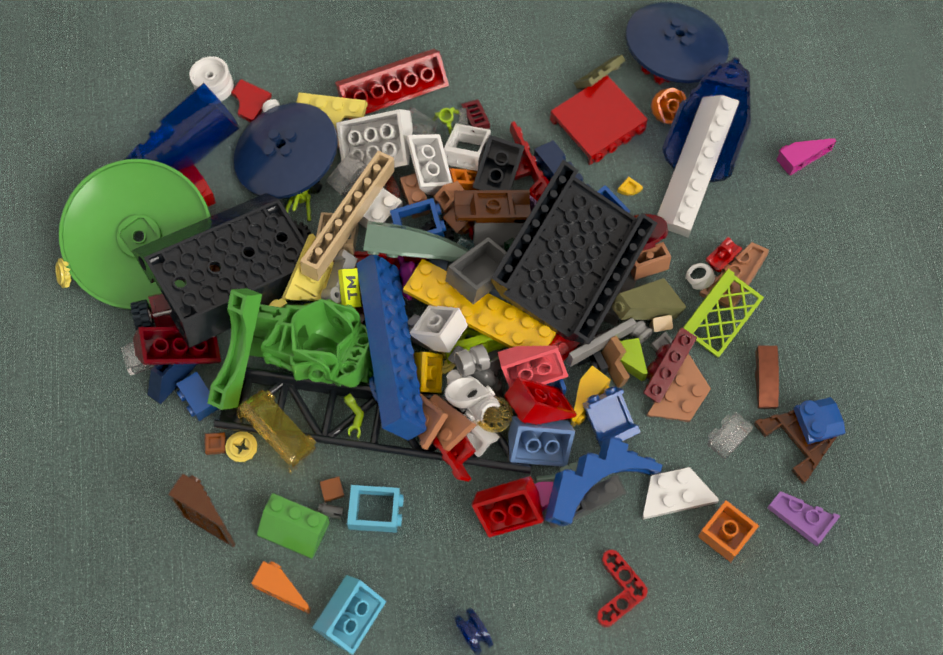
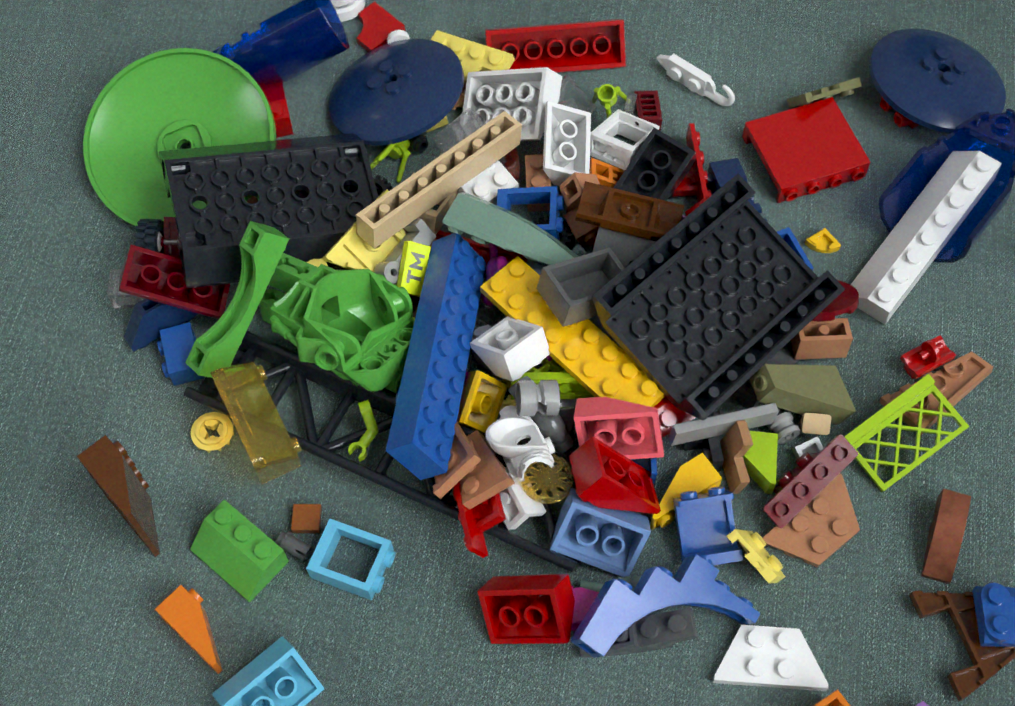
camera: 20 degrees right, 5 degrees down
(62, 273) = (79, 168): light yellow gear -> none
(215, 443) = (182, 418): dark orange tile -> none
(502, 83) = (694, 79): none -> white plate
(645, 420) = (757, 555): none -> light yellow wing
(666, 104) = (899, 149): orange cylinder -> none
(702, 283) = (888, 386): white piece -> none
(730, 435) = (869, 601): clear brick -> none

